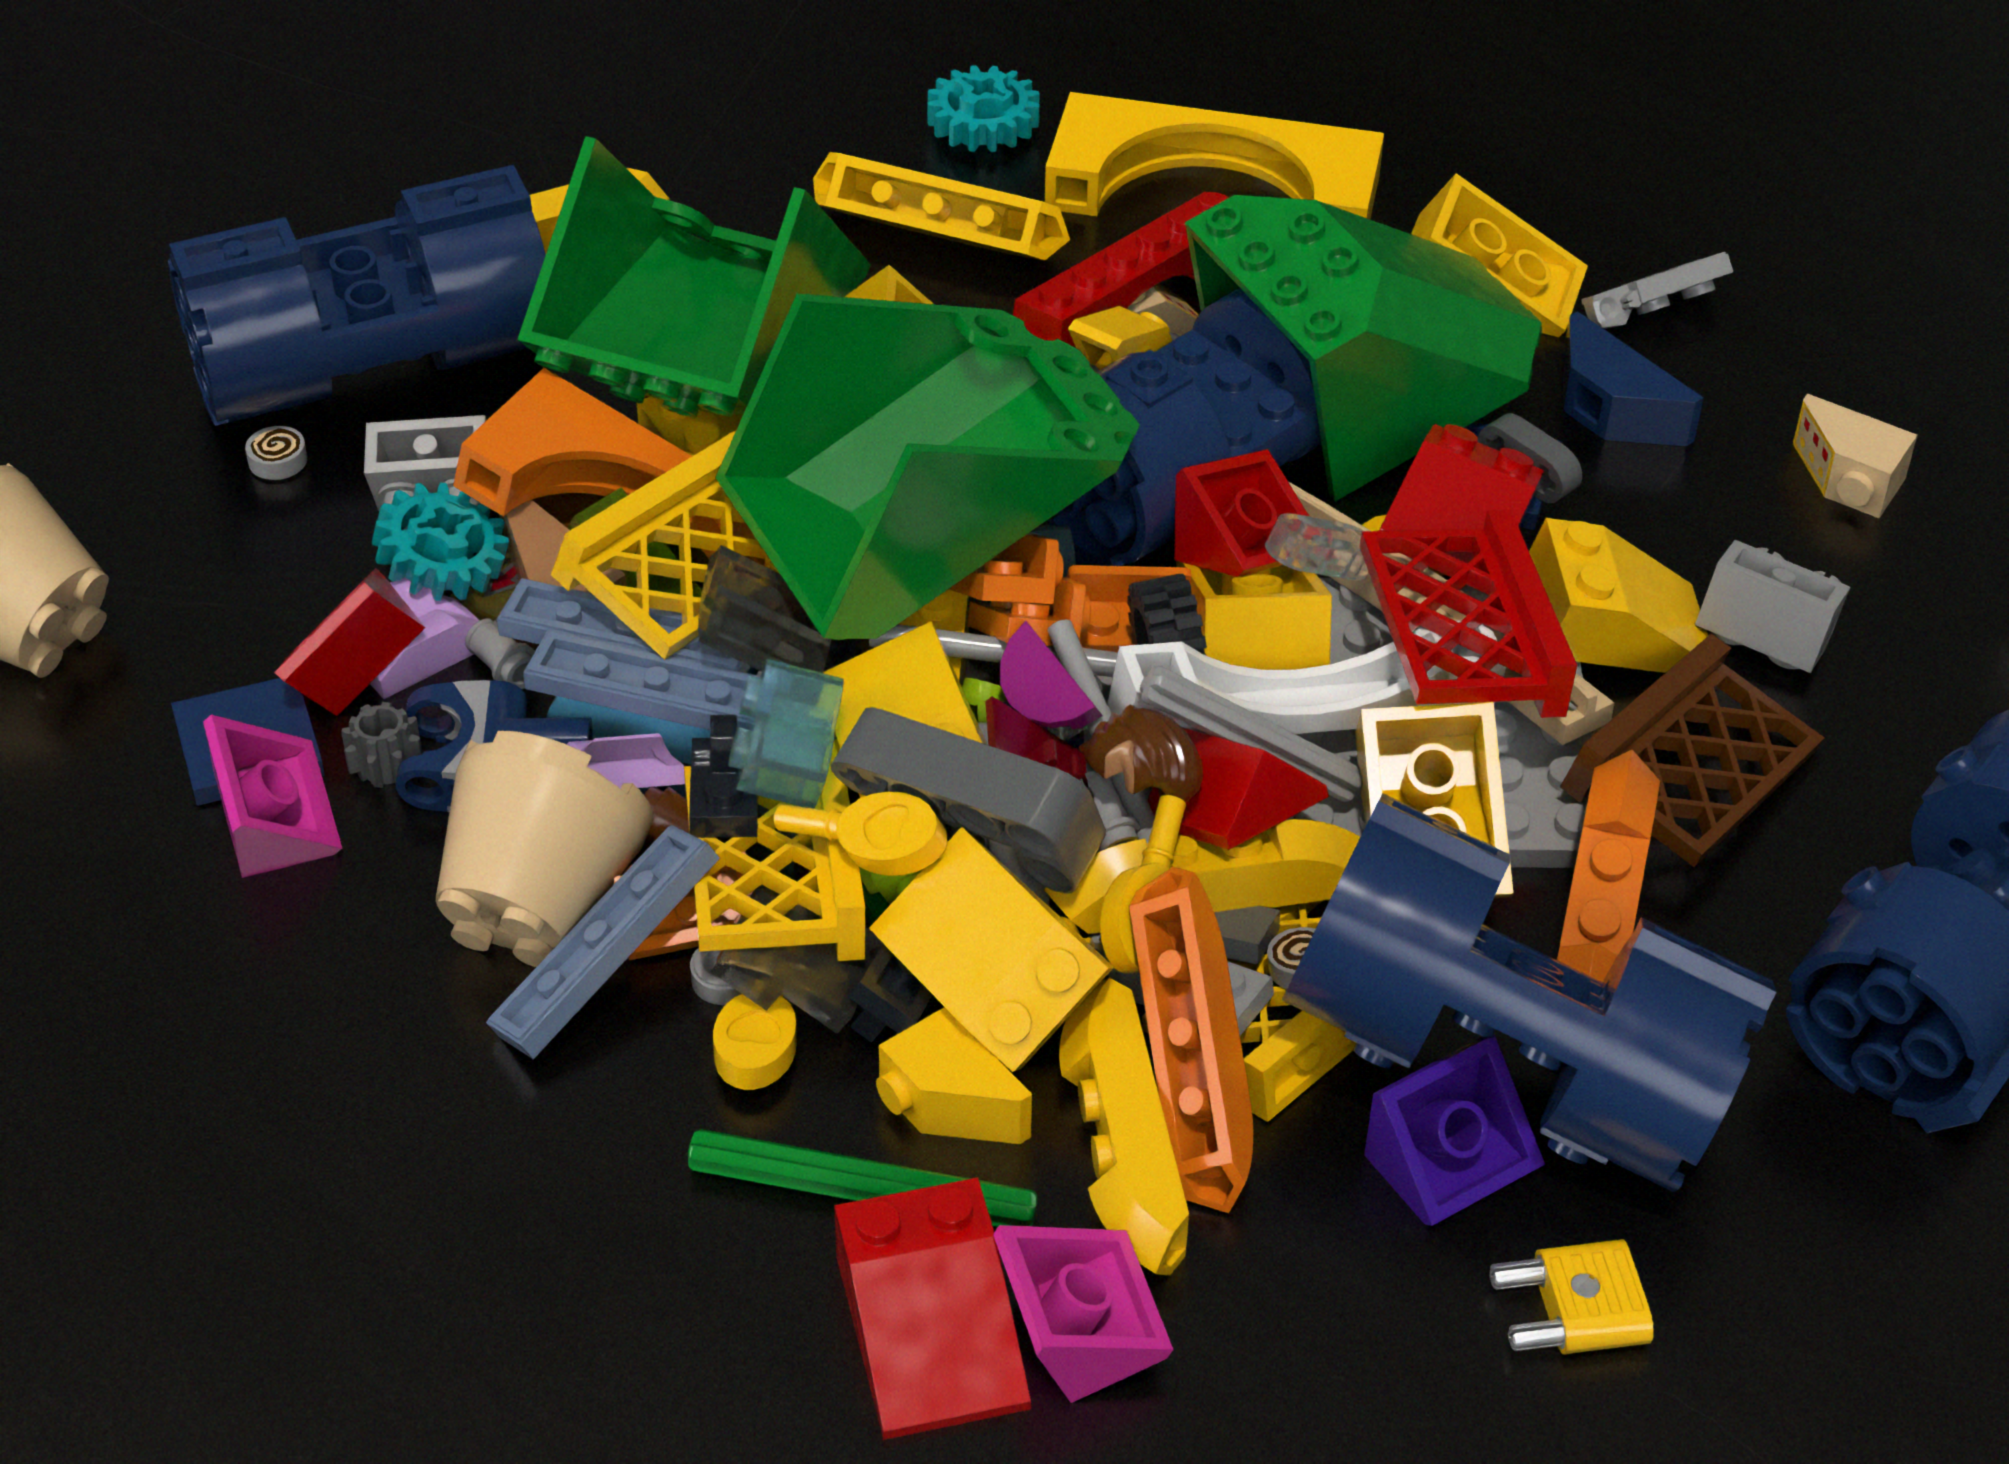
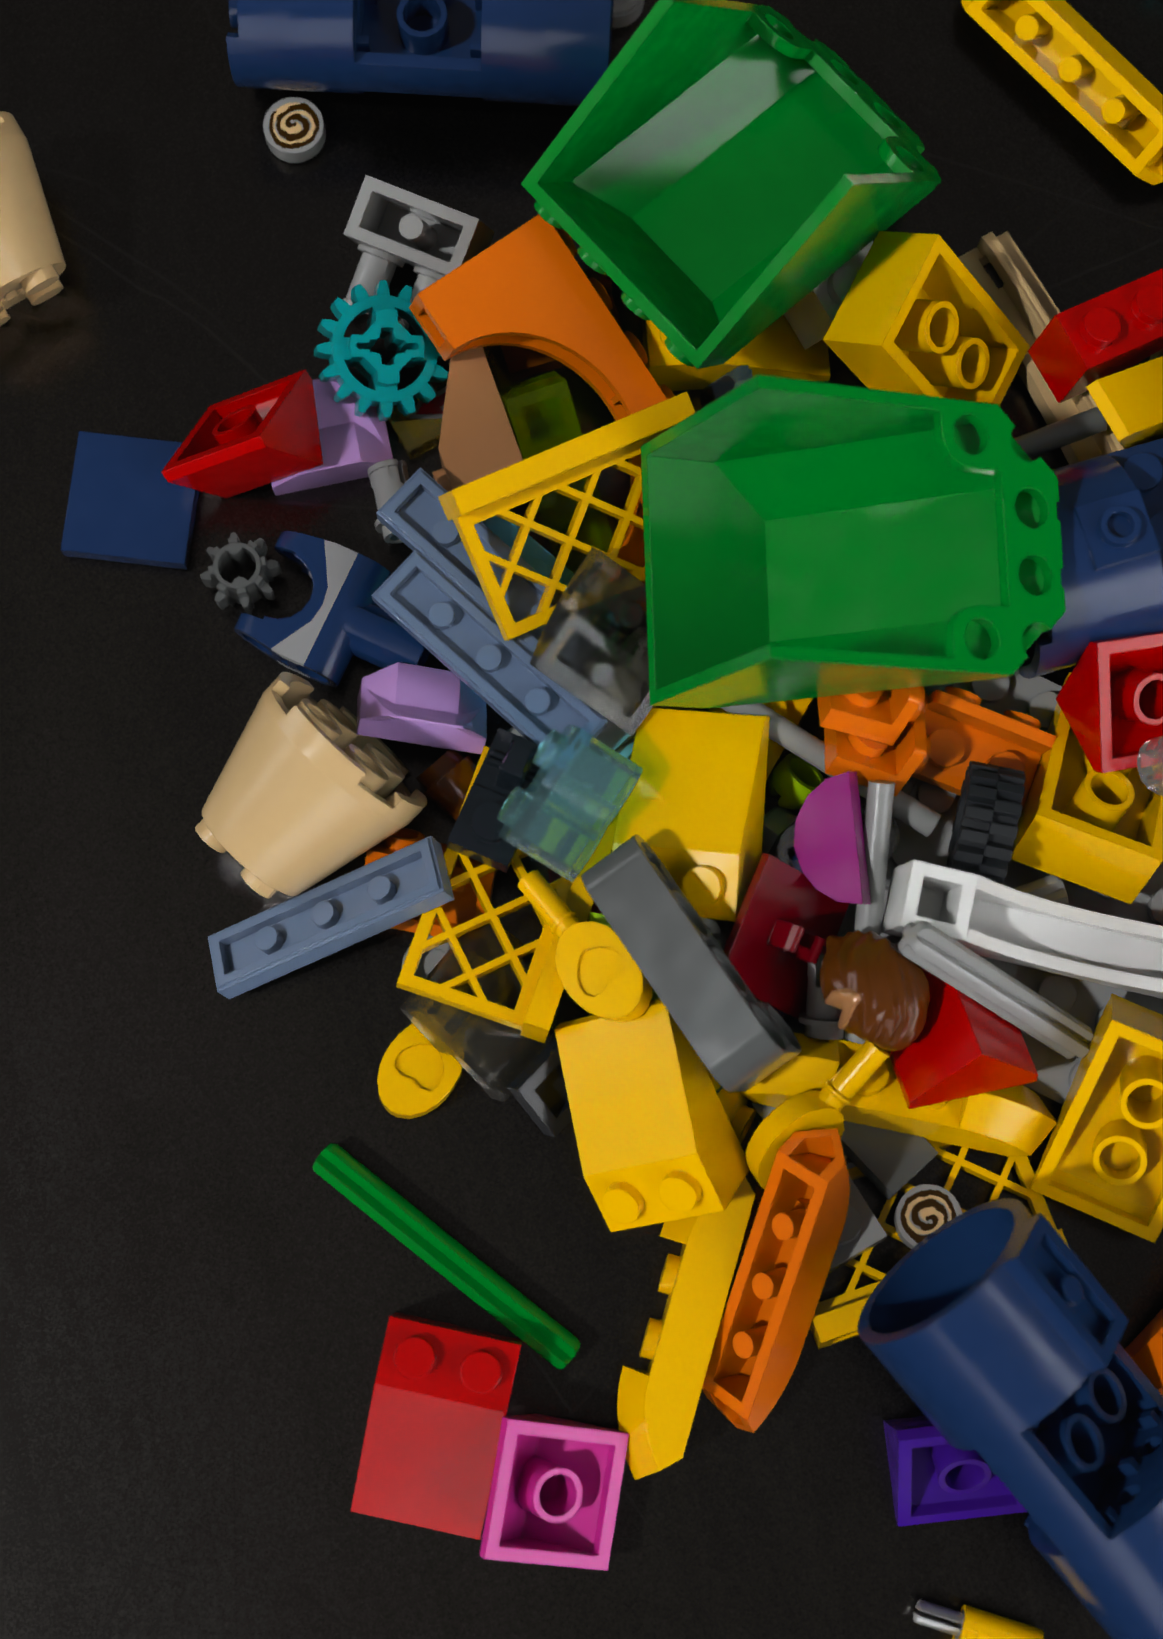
camera: 25 degrees right, 35 degrees up
(270, 796) = (115, 600): dark pink slope -> none
(952, 1083) = (557, 1200): yellow slope -> none

